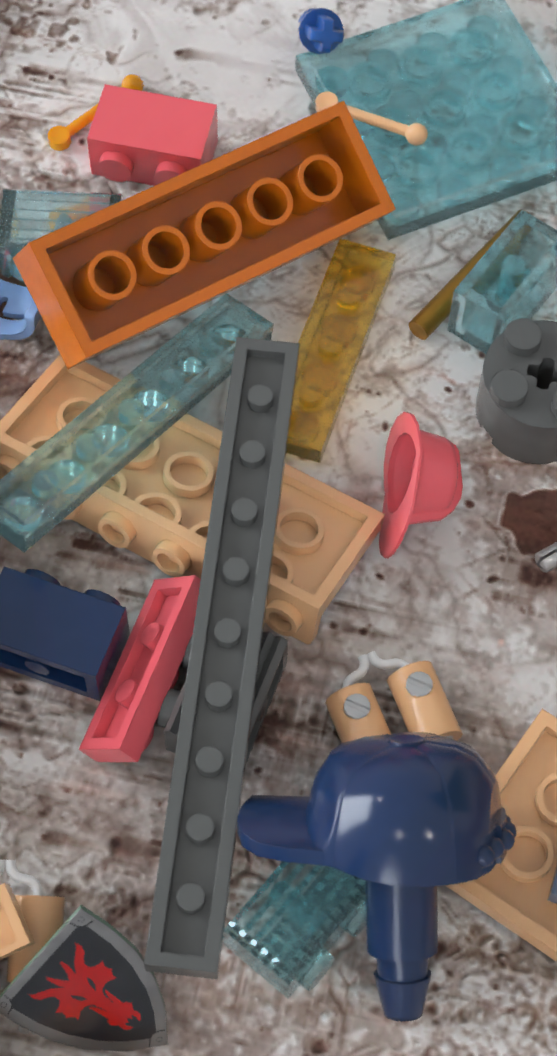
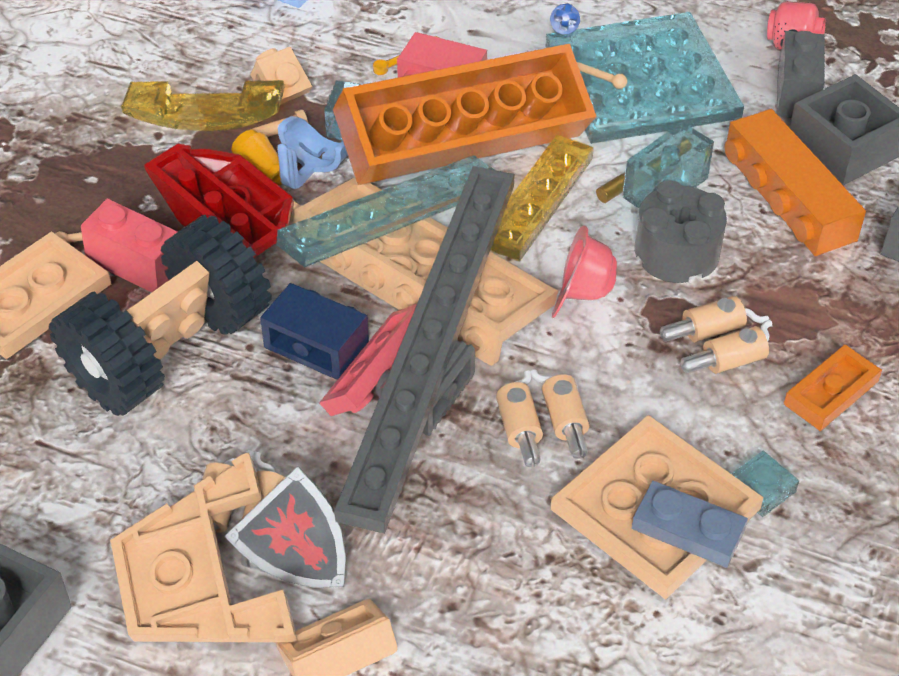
camera: 10 degrees right, 15 degrees down
(295, 922) = (454, 515): clear light blue brick -> none
(404, 819) = (533, 435): dark blue piece -> none

